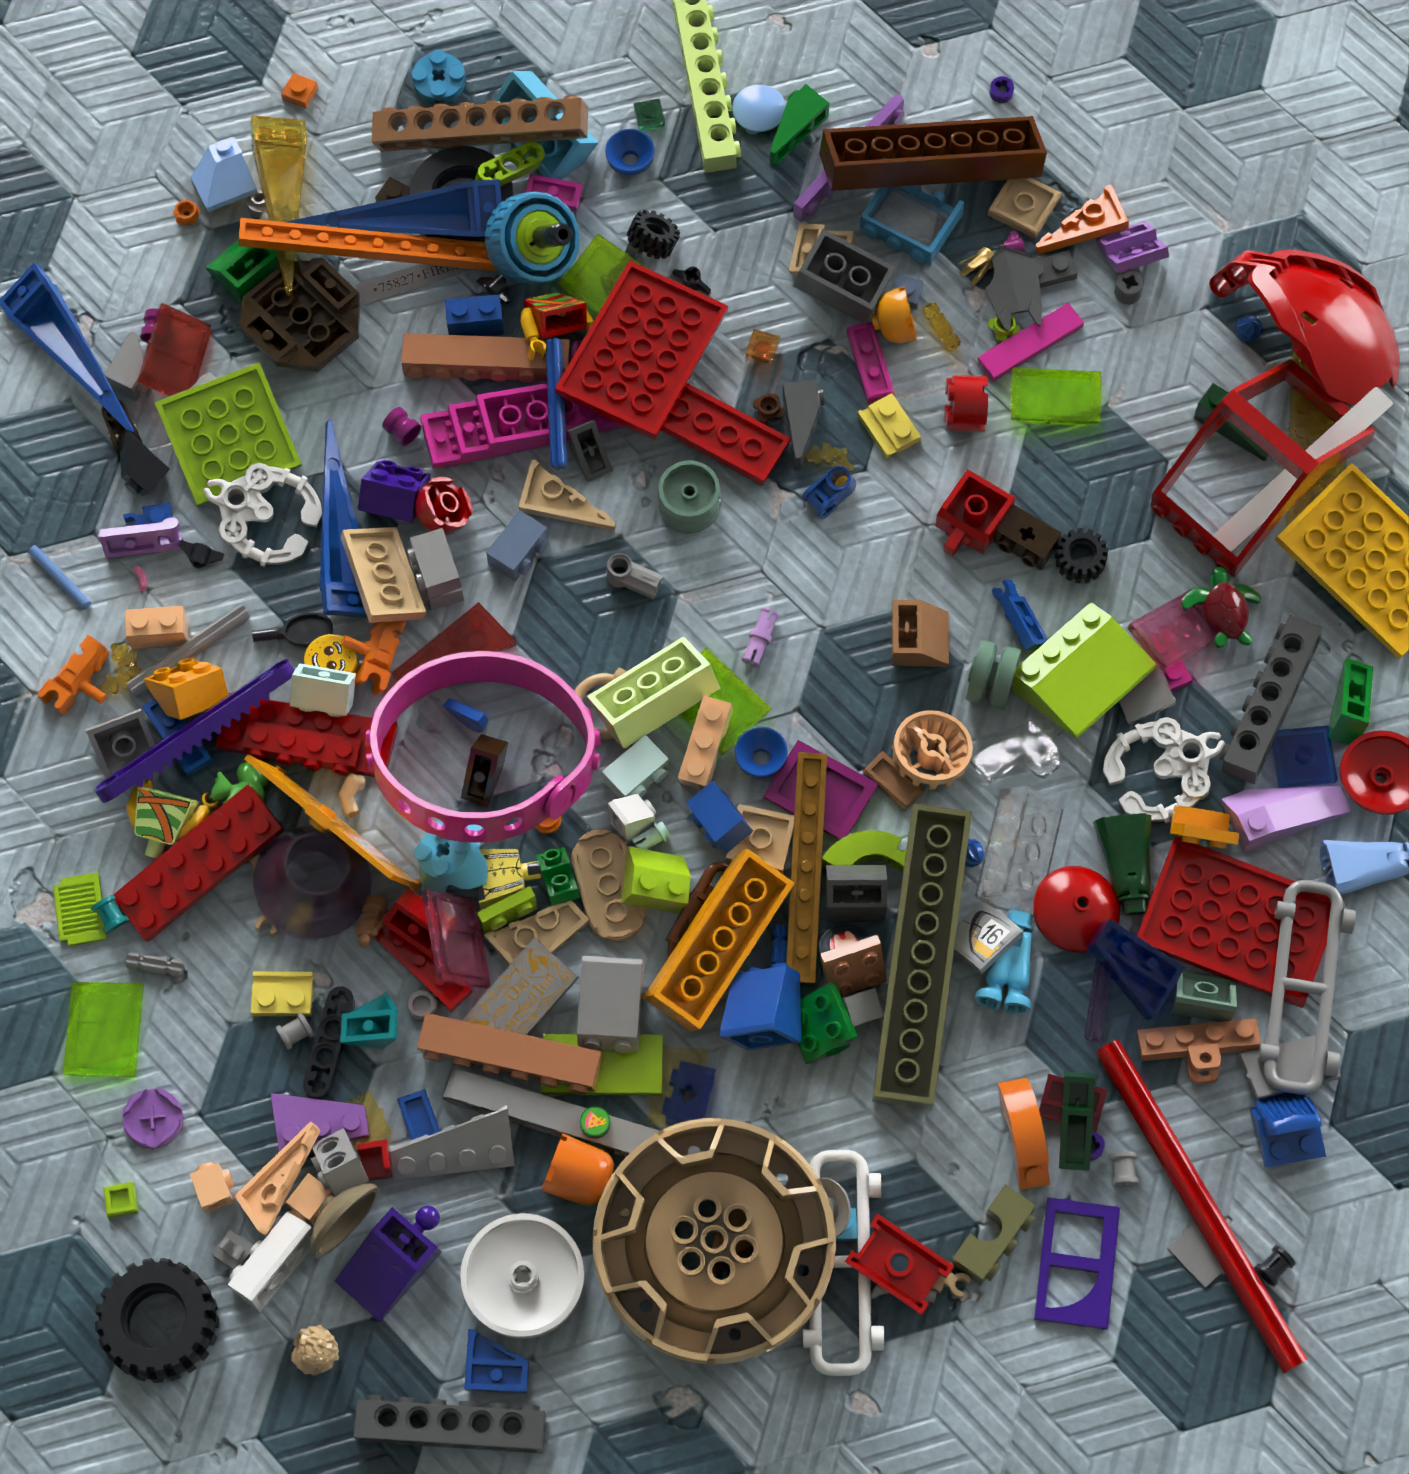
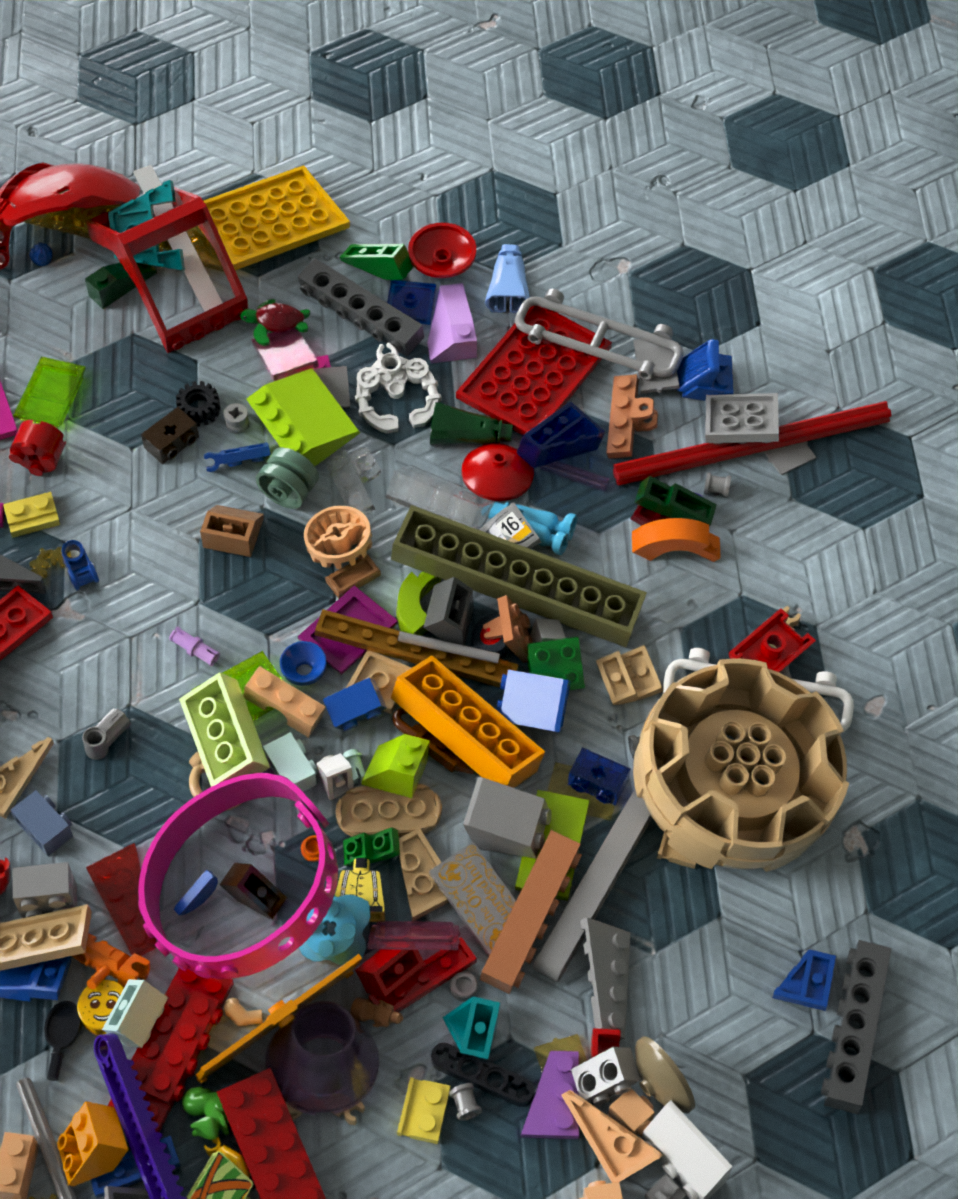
camera: 80 degrees left, 10 degrees down
(314, 1350) = (774, 1131): tan piece -> none
(387, 1266) = (704, 1057): dark purple slope -> none
(418, 1114) = (569, 1007): blue tile -> none
(507, 910) = (399, 899): lime plate -> none
(522, 1276) = (734, 939): white dish -> none
(578, 1172) = (649, 876): orange cylinder -> none
(595, 1122) = (610, 850): tile -> none
(689, 496) = (46, 671): sand green wheel -> none
(779, 944) = (484, 689): blue axle -> none
(813, 901) = (448, 647): none -> light grey bar
(834, 1111) = (629, 676): none -> tan slope
(973, 513) = (138, 465): red hinge -> none
(980, 1258) = (743, 567): olive arch -> none
(1067, 606) = (241, 421): none -> light grey wheel
(1094, 1308) = (820, 530): dark purple window -> none
(1202, 824) = (455, 372): light orange bracket -> none
(1204, 997) = (594, 397): sand green slope -> none
(1224, 1181) = (742, 418): none -> light grey plate
(1275, 1265) = (808, 405): black bush -> none
(1299, 413) = (140, 211): none -> teal wing

